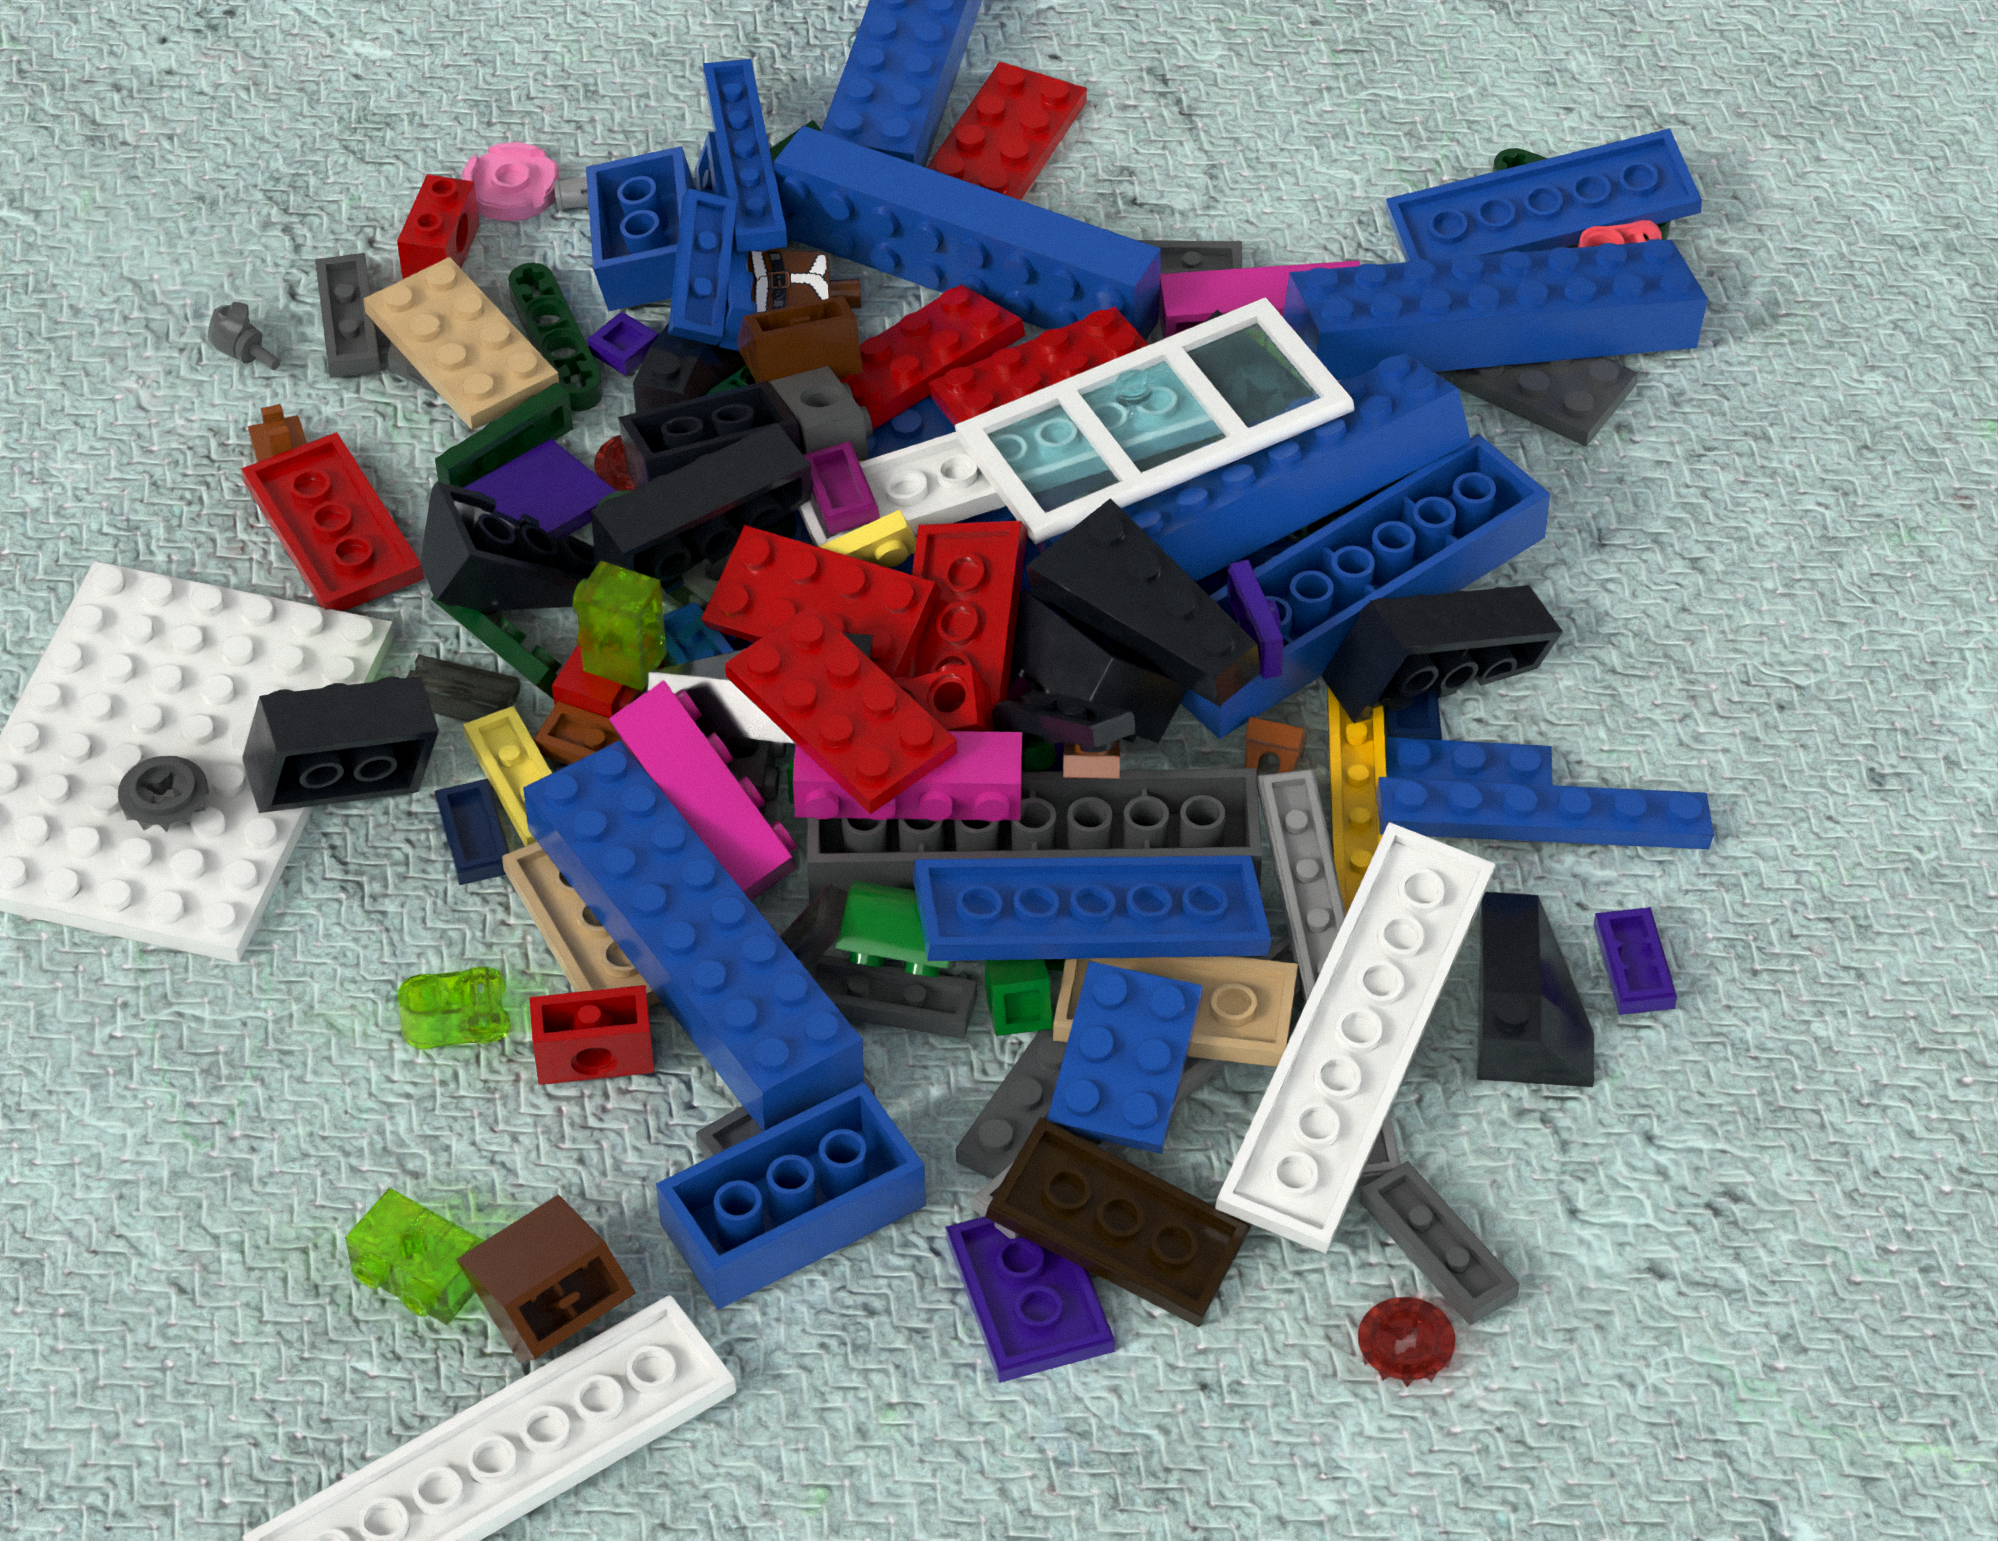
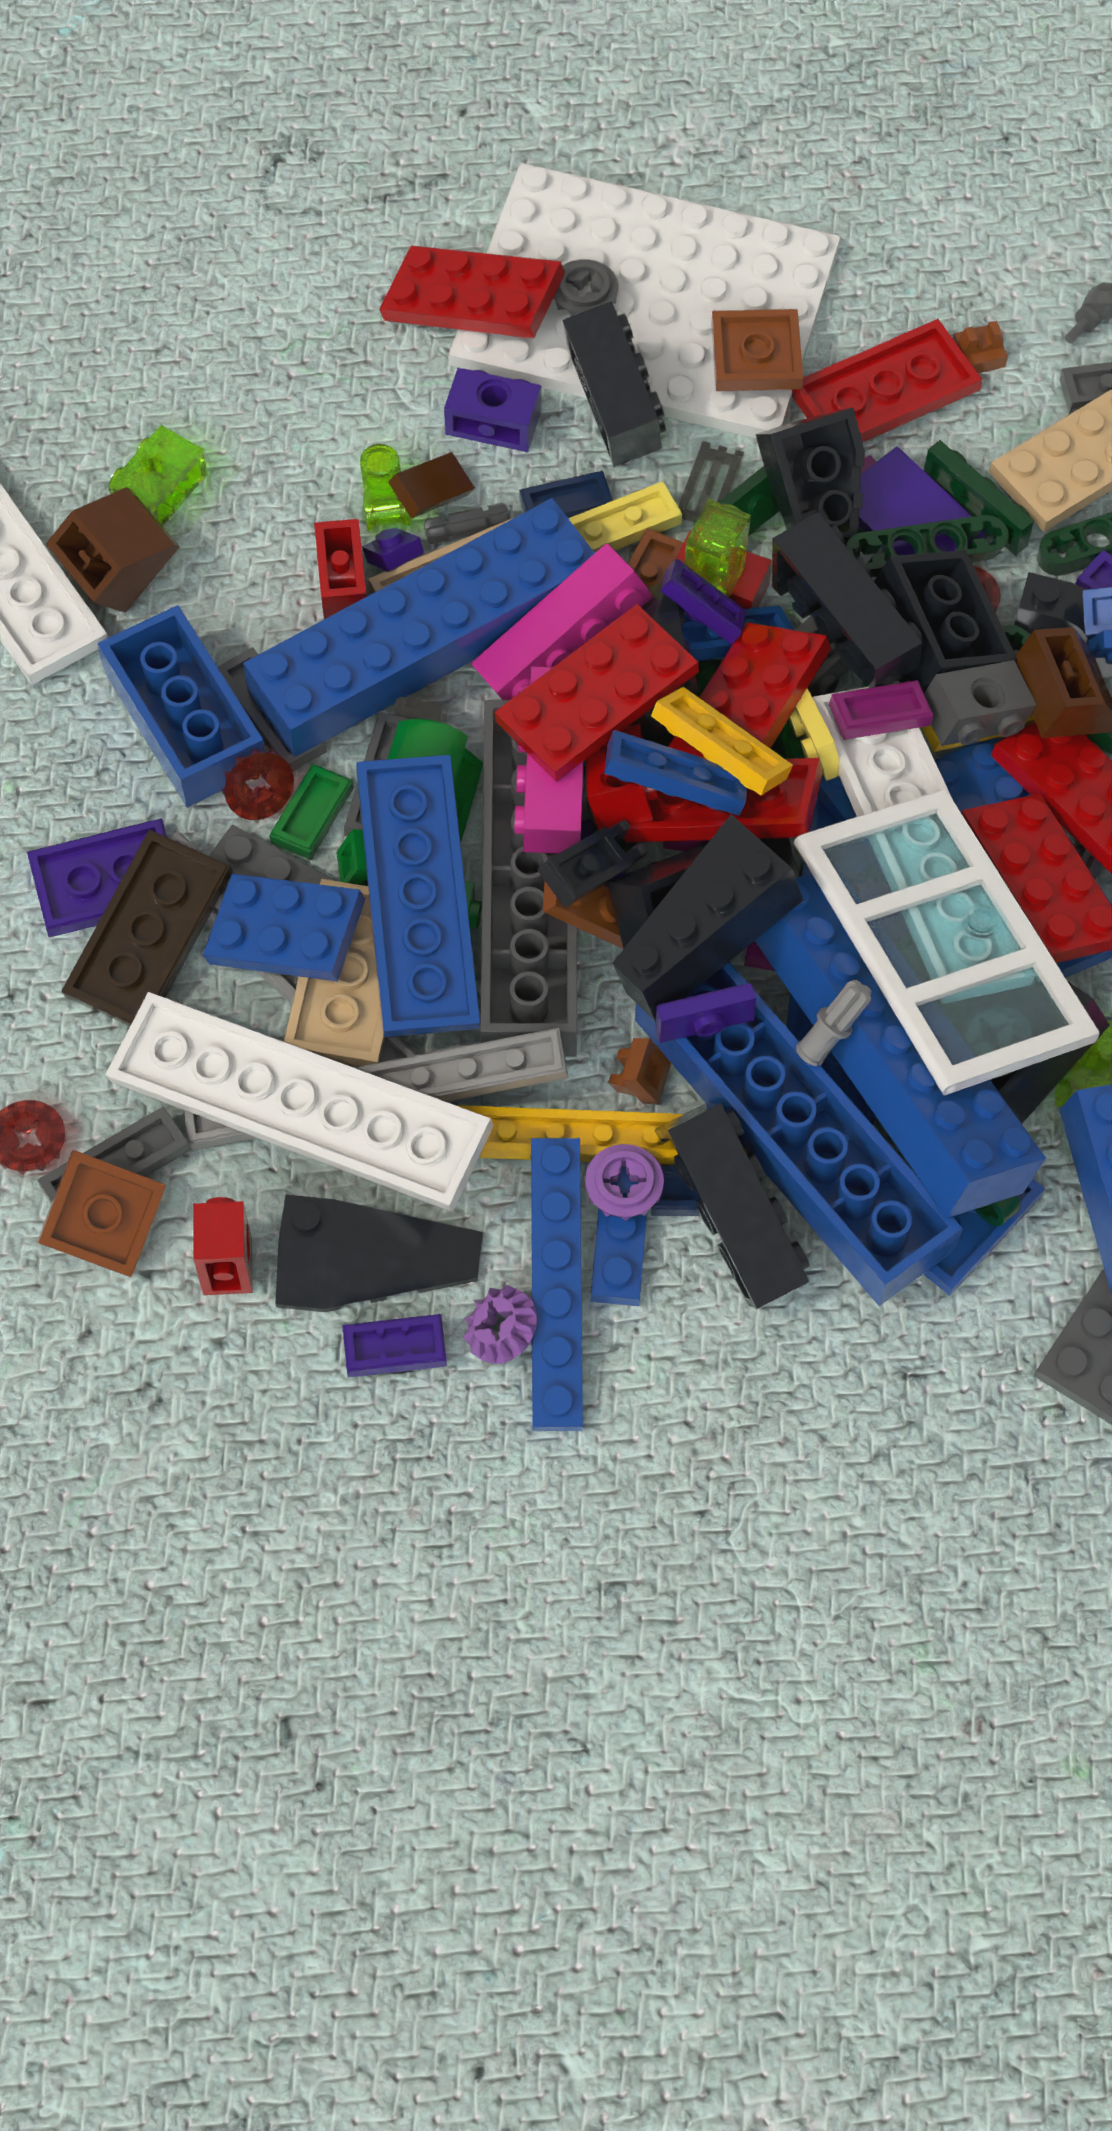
camera: 90 degrees right, 15 degrees up
(147, 914) = (472, 291): none -> red plate
(284, 621) = (756, 350): none -> dark orange plate
(333, 896) = (492, 409): none -> dark purple brick
(459, 947) = (431, 485): none -> reddish brown tile
(503, 928) = (464, 523): none -> dark grey axle
(544, 978) = (392, 549): none -> dark purple plate
(572, 480) = (922, 539): none -> dark green beam
(682, 644) = (703, 601): none -> dark purple plate
(908, 1110) = (263, 800): none -> clear red gear
(915, 588) = (721, 741): none -> yellow plate
(929, 1075) = (311, 811): none -> green tile
(957, 630) = (673, 773): none -> blue plate
(1267, 503) = (834, 1023): none -> light grey axle
(1441, 729) = (640, 1167): none -> medium lavender gear
(1516, 1234) = (101, 1213): none -> dark orange plate
(1550, 1102) = (222, 1247): none -> red brick
(1586, 884) = (514, 1332): none -> medium lavender gear

